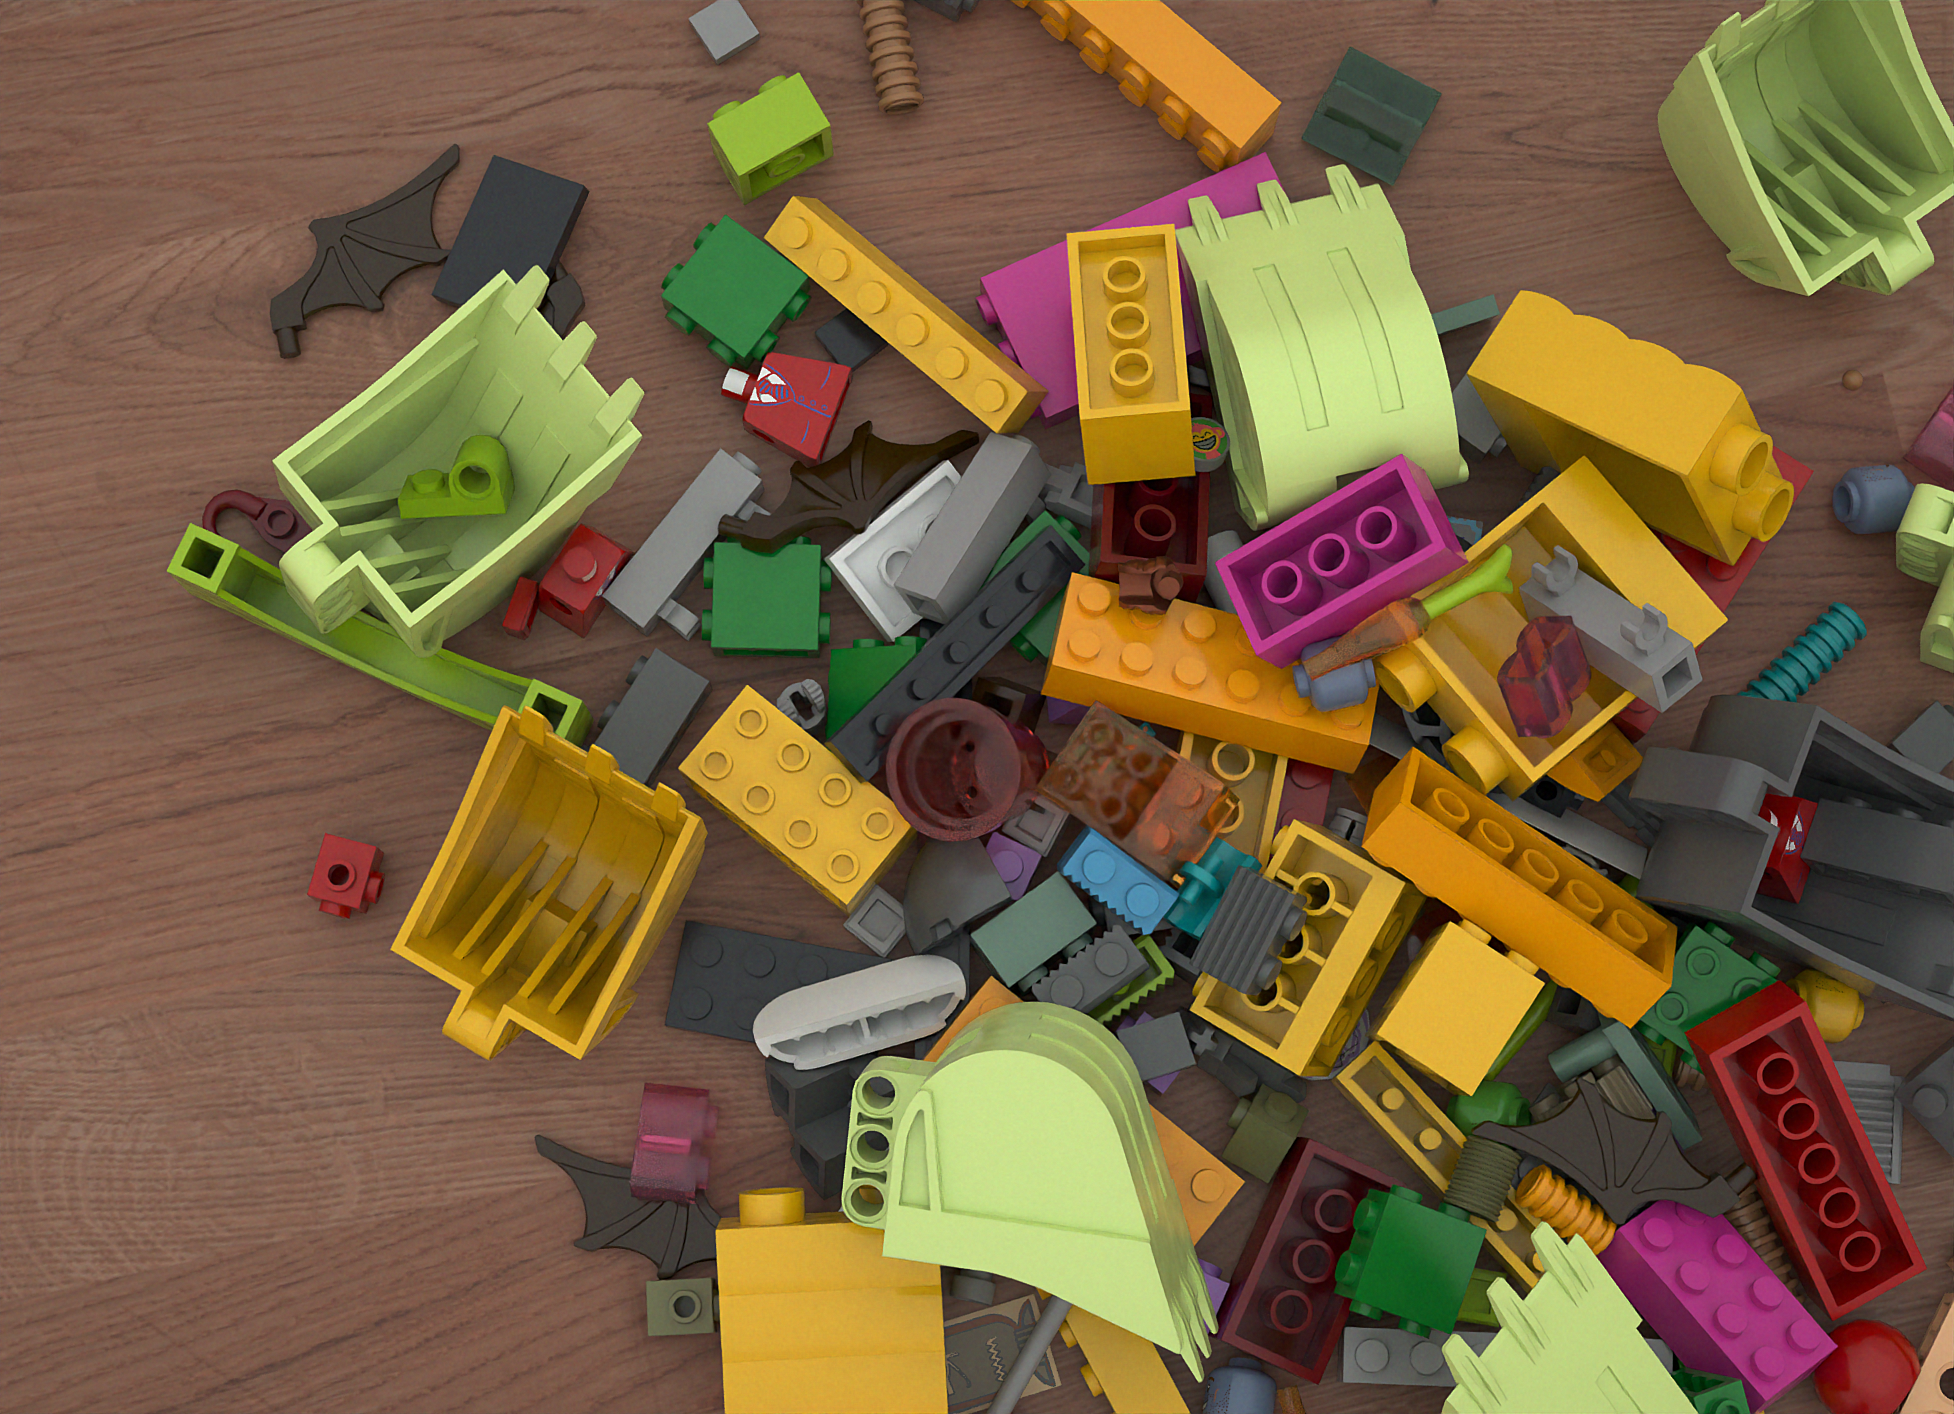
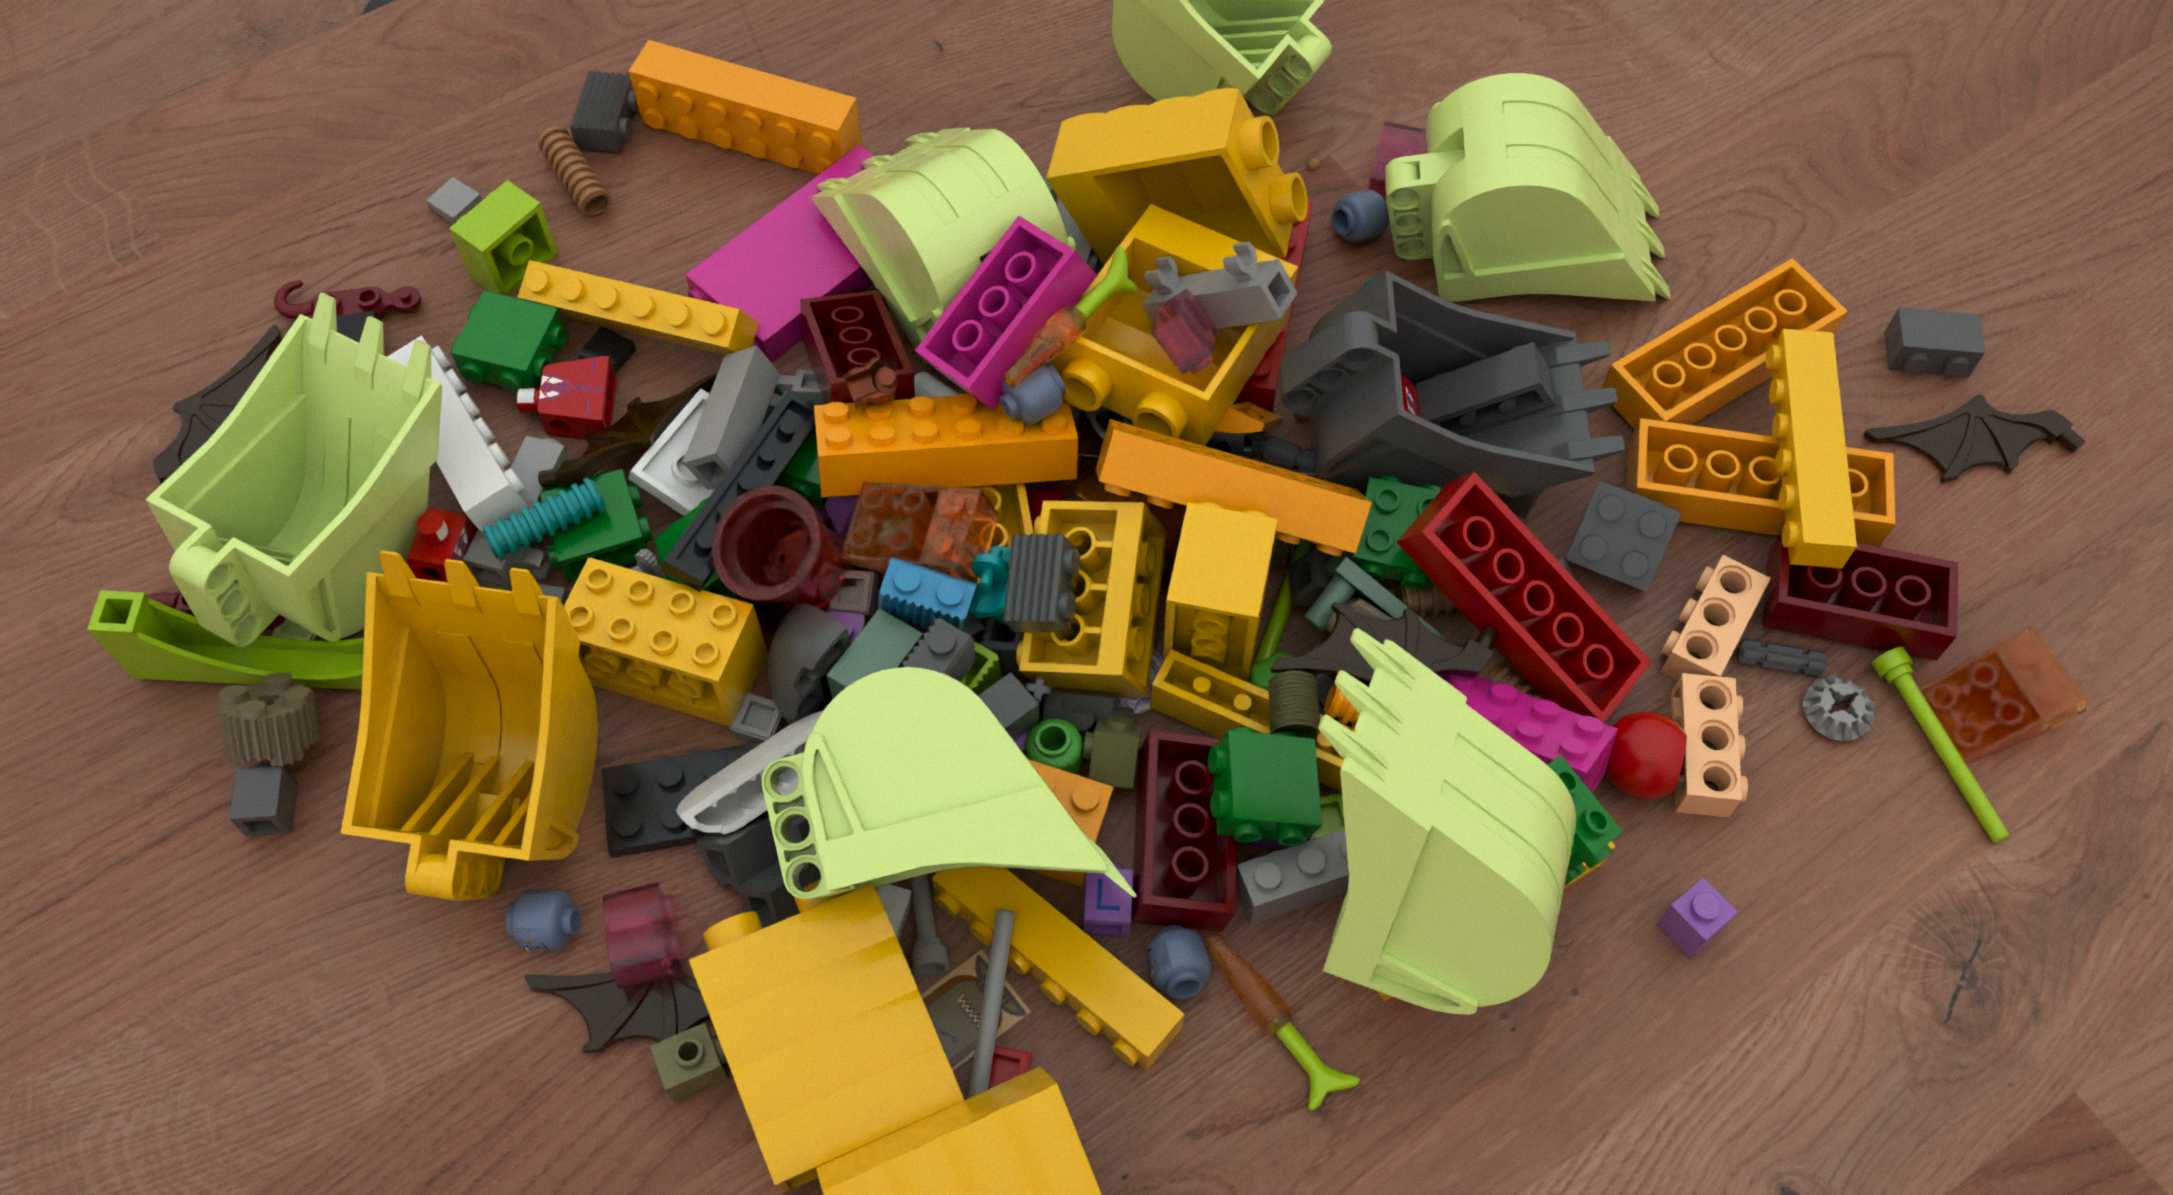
camera: 20 degrees left, 20 degrees down
(305, 814) = (263, 800): none -> dark grey brick
(335, 730) = (268, 720): none -> dark tan brick
(346, 876) = (308, 831): red brick -> none
(463, 489) = (305, 526): lime plate -> none
(551, 147) = (350, 301): none -> dark red piece
(572, 1086) = (543, 920): none -> sand blue head
(651, 488) = (464, 451): none -> white brick
(710, 592) = (544, 518): none -> teal piece
(1130, 354) = (805, 254): yellow brick -> none
(1203, 1083) = (1056, 745): none -> bright green head
(1209, 444) = (880, 308): tile -> none
(1371, 116) = (923, 109): clear green slope -> none

